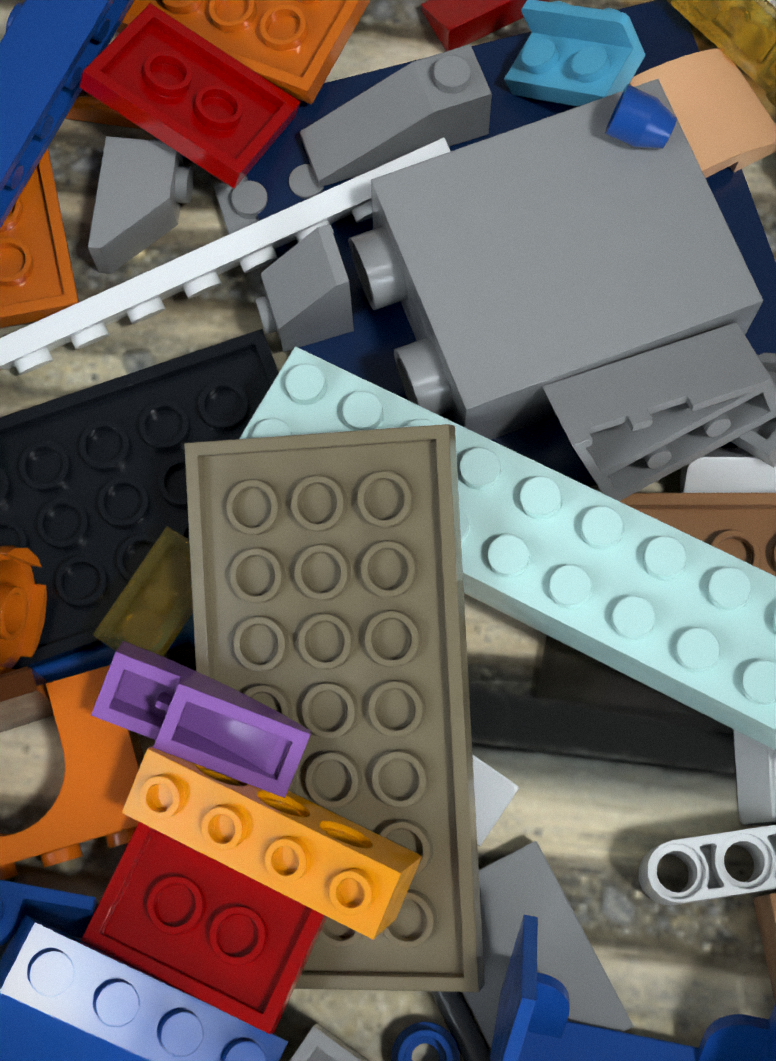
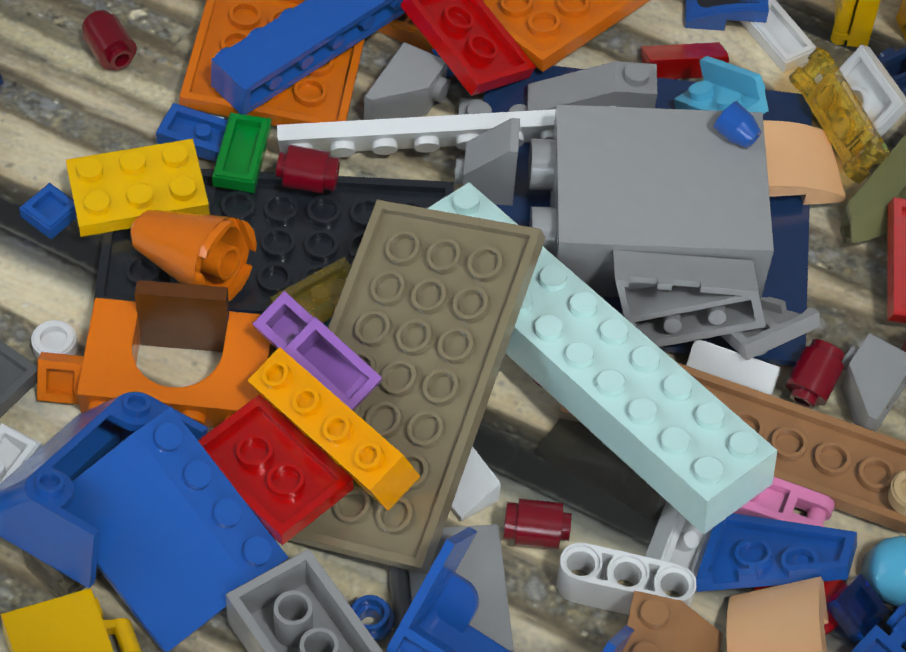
camera: 15 degrees right, 20 degrees down
(58, 400) = (308, 169): none -> dark red brick
(587, 820) = (537, 523): none -> dark red brick

